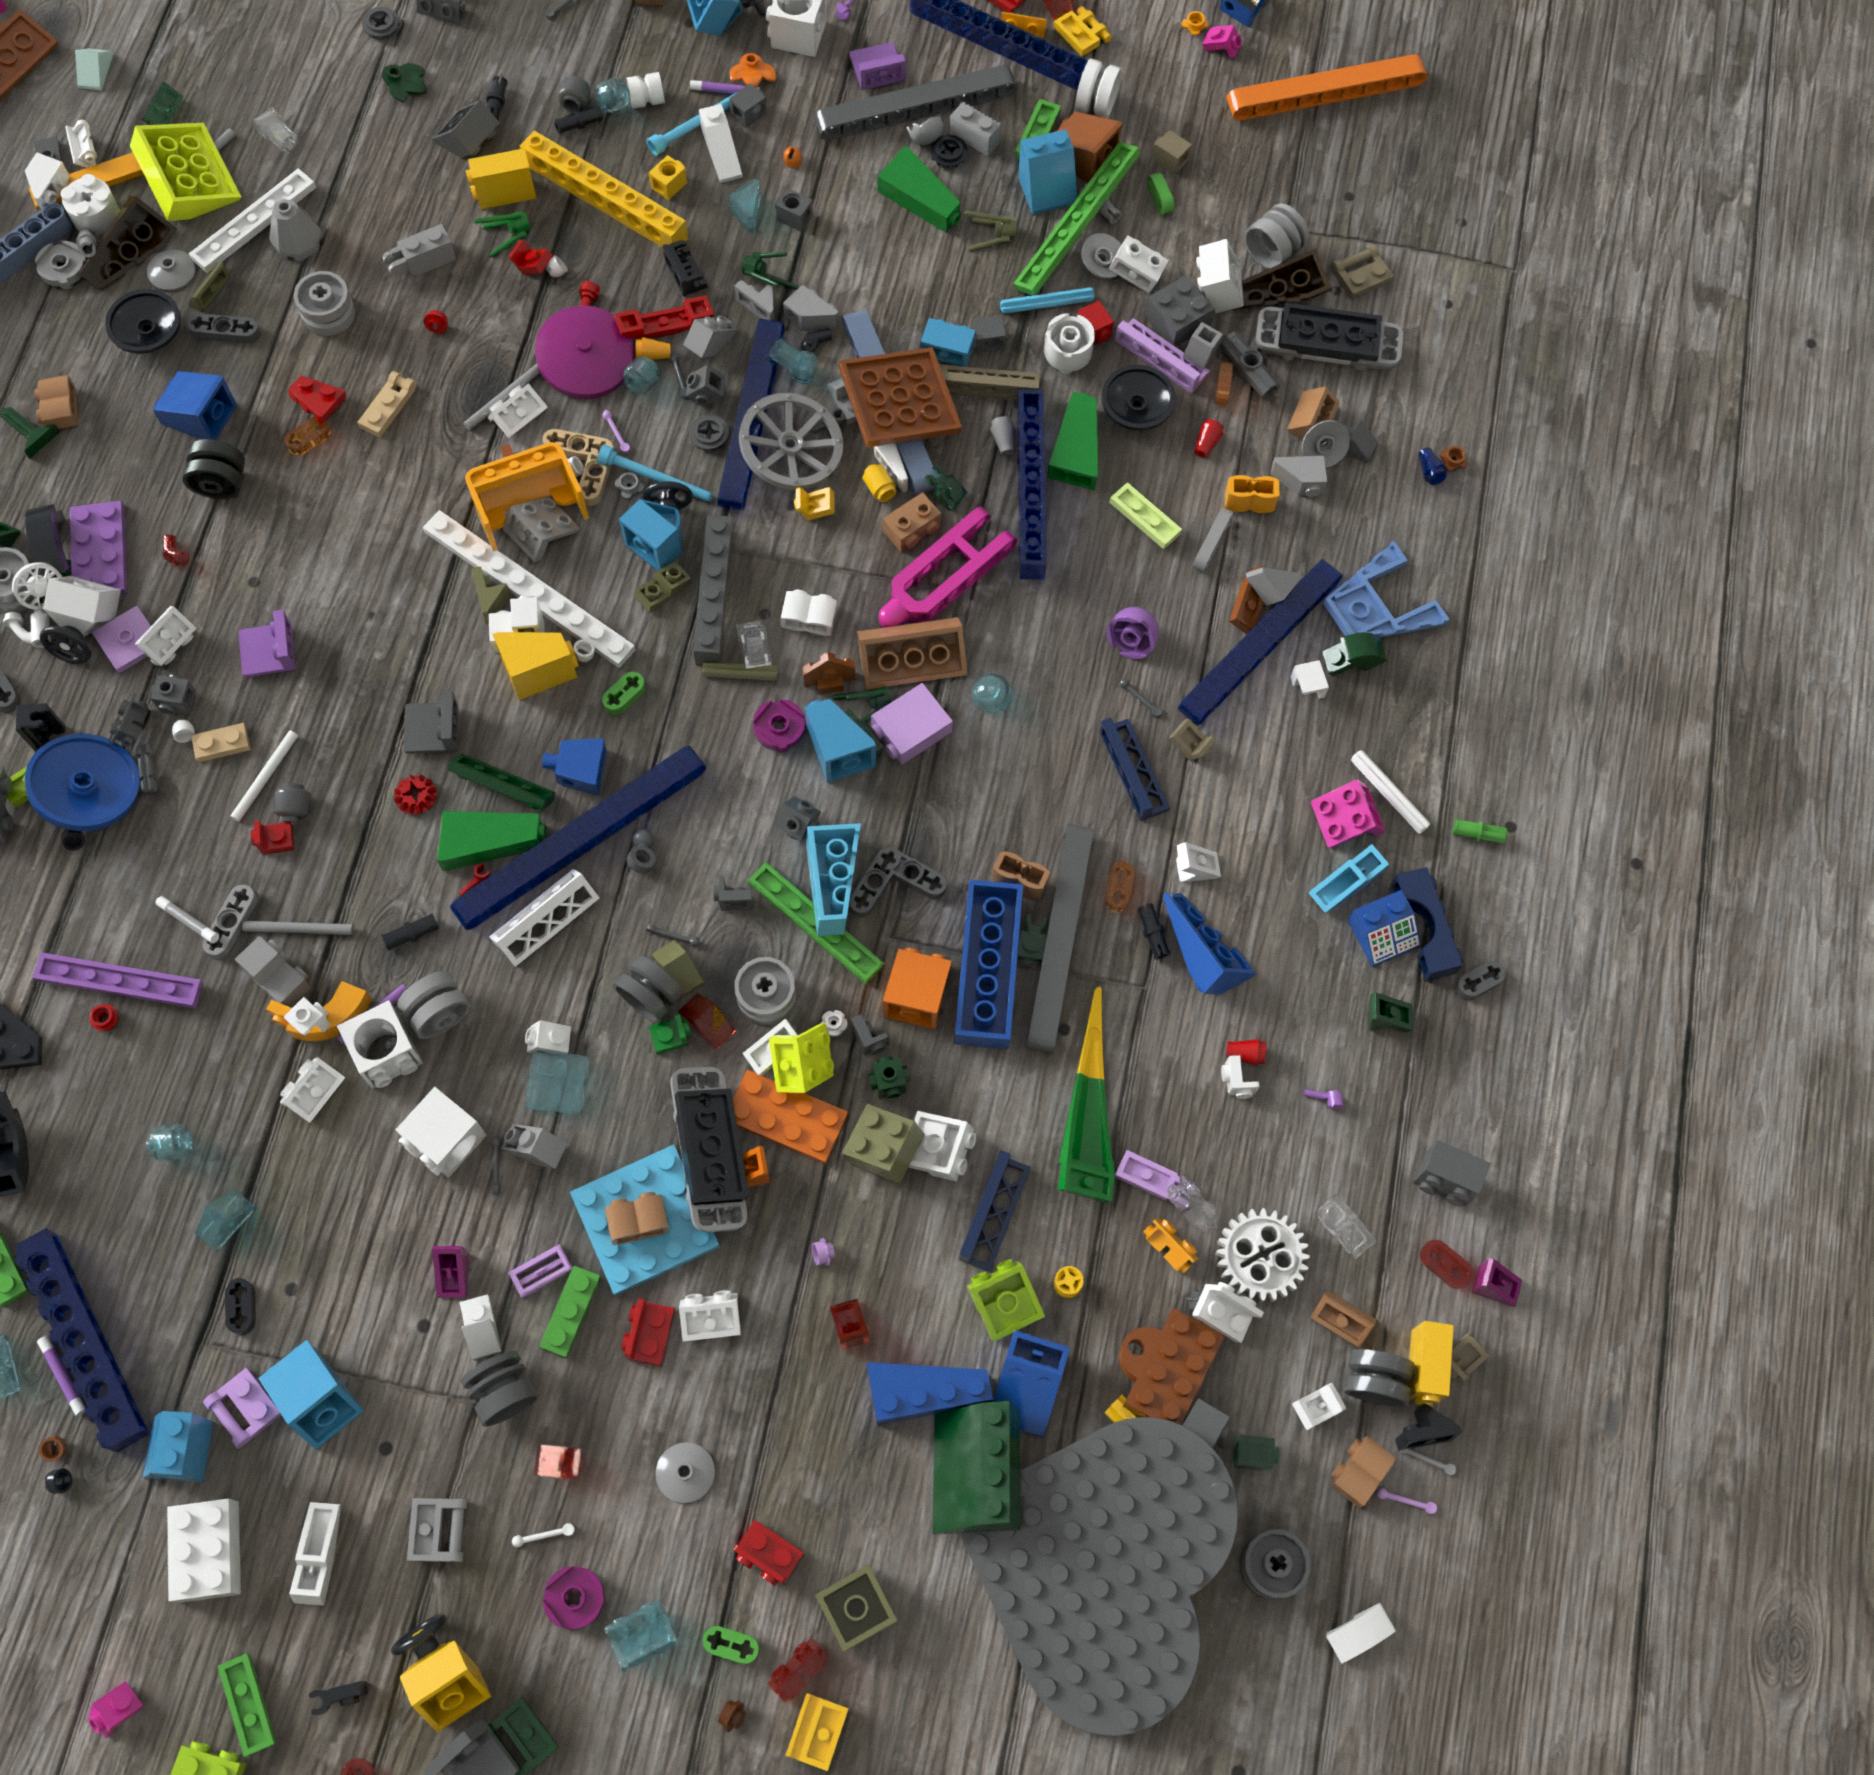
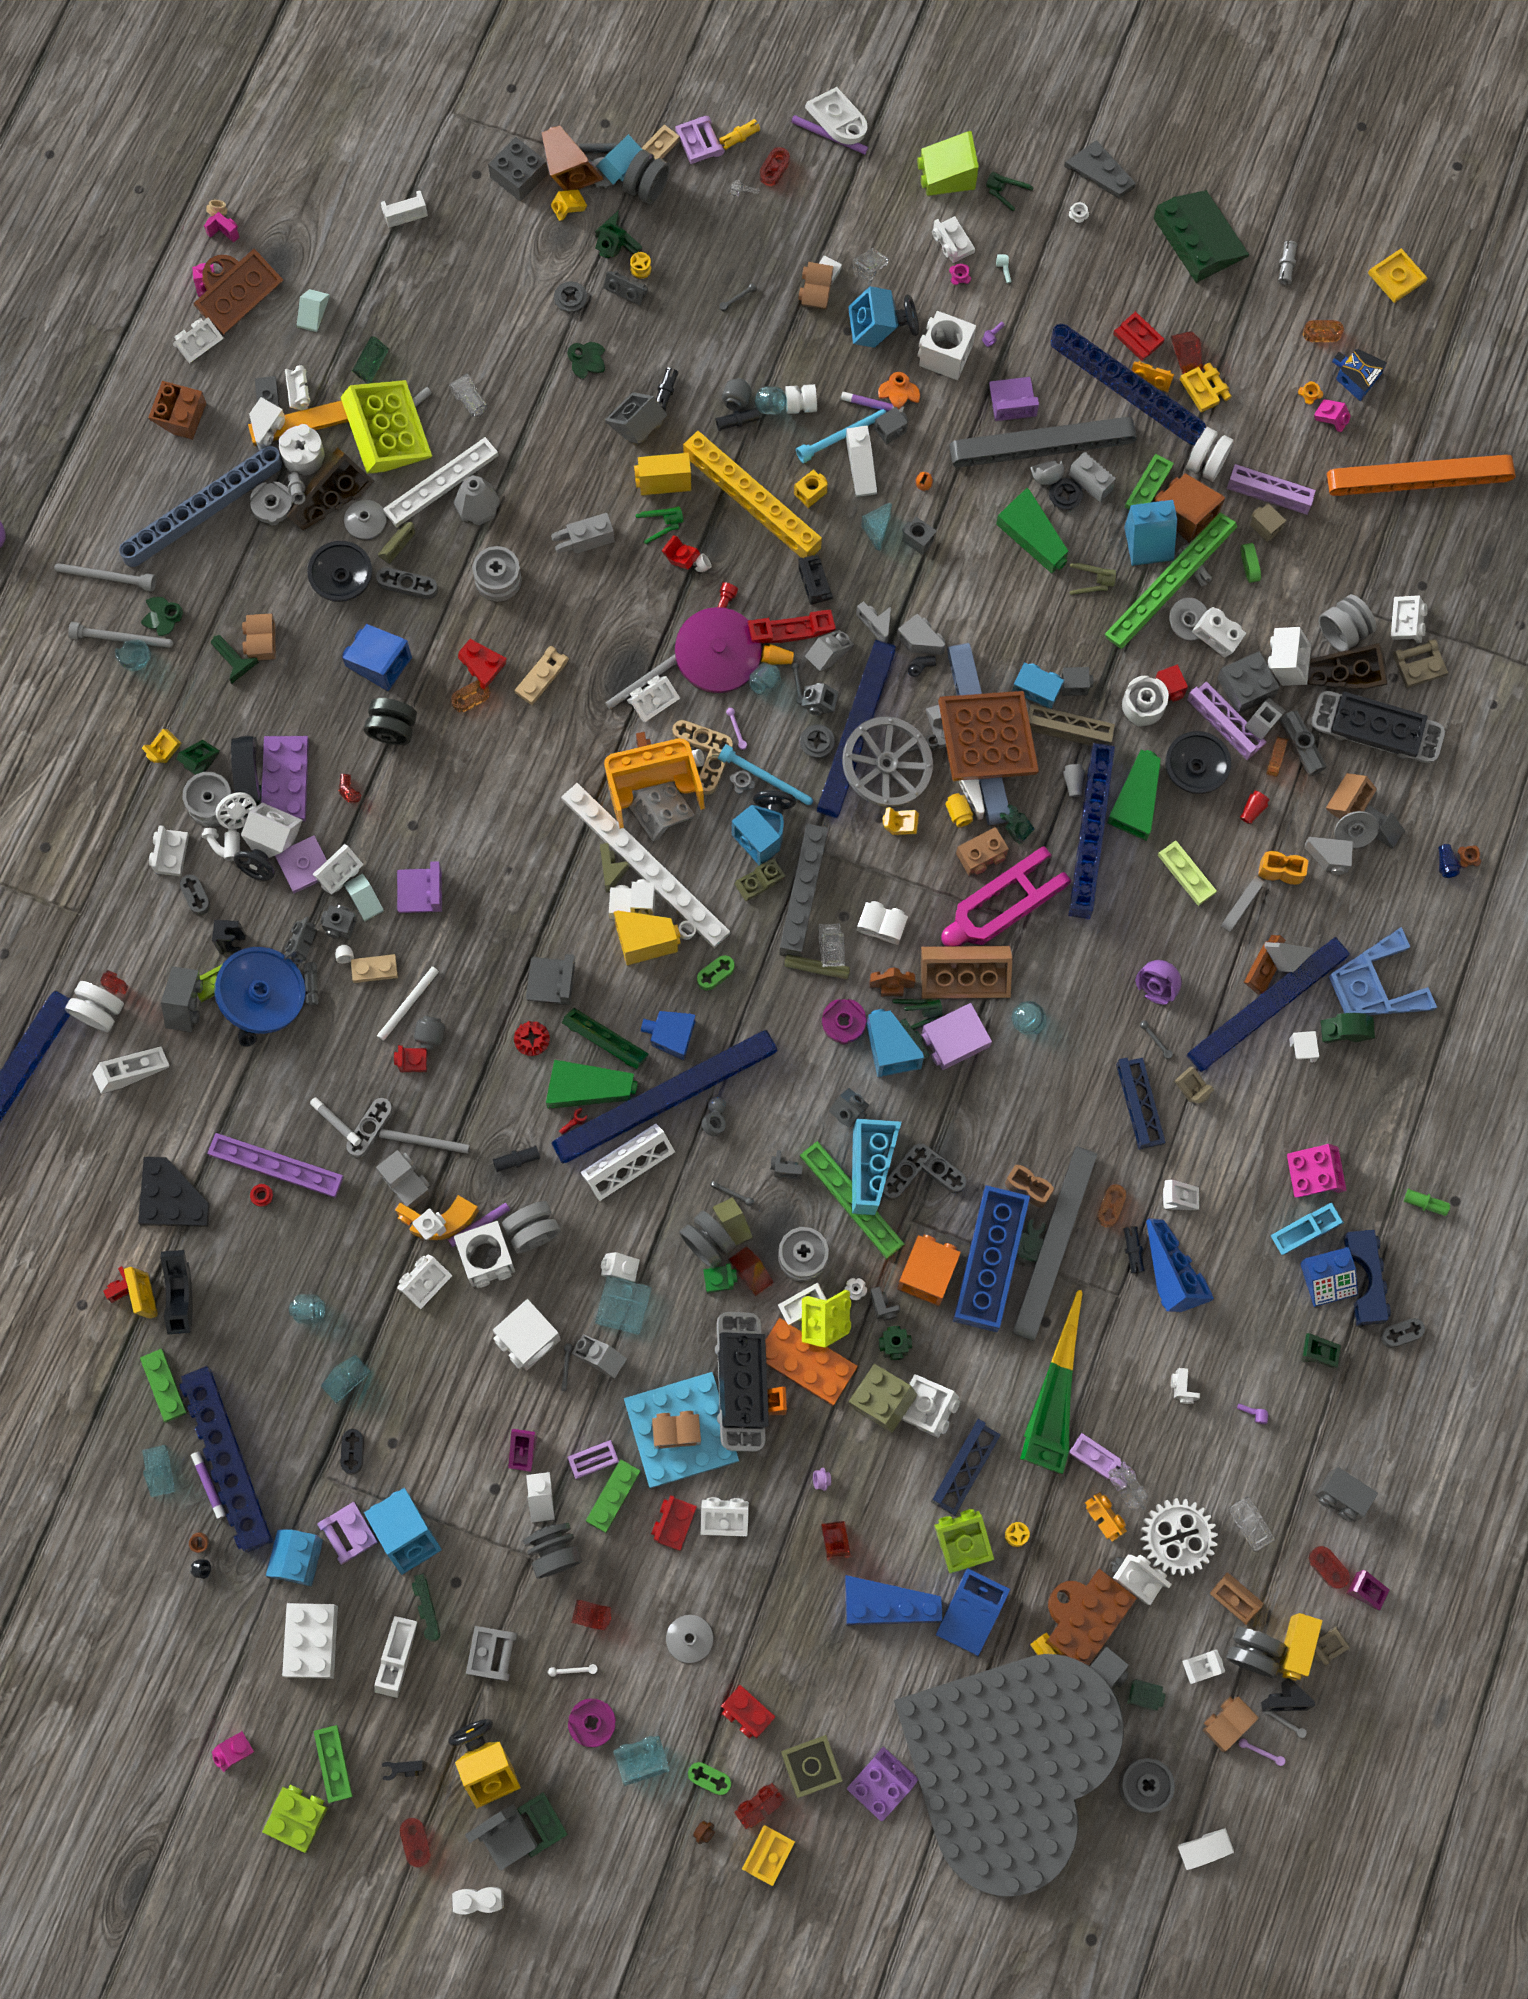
camera: 10 degrees right, 5 degrees up
(202, 666) = (363, 897): none -> light aqua slope
(350, 1486) = (426, 1609): none -> clear green plate
(436, 321) = (591, 603): red plate -> none
(756, 268) = (876, 589): dark green plant -> none
(800, 363) = (903, 686): clear light blue piece -> none
(948, 1616) = (882, 1784): none -> medium lavender bracket
(977, 1469) = (921, 1673): dark green slope -> none
(1047, 300) = (1118, 654): medium azure axle -> none
(1162, 119) = (1271, 493): none -> lavender fence
(1249, 1050) = (1196, 1364): red cone -> none
(1341, 227) = (1408, 618): none -> white bracket
(1390, 791) = (1356, 1155): white axle -> none

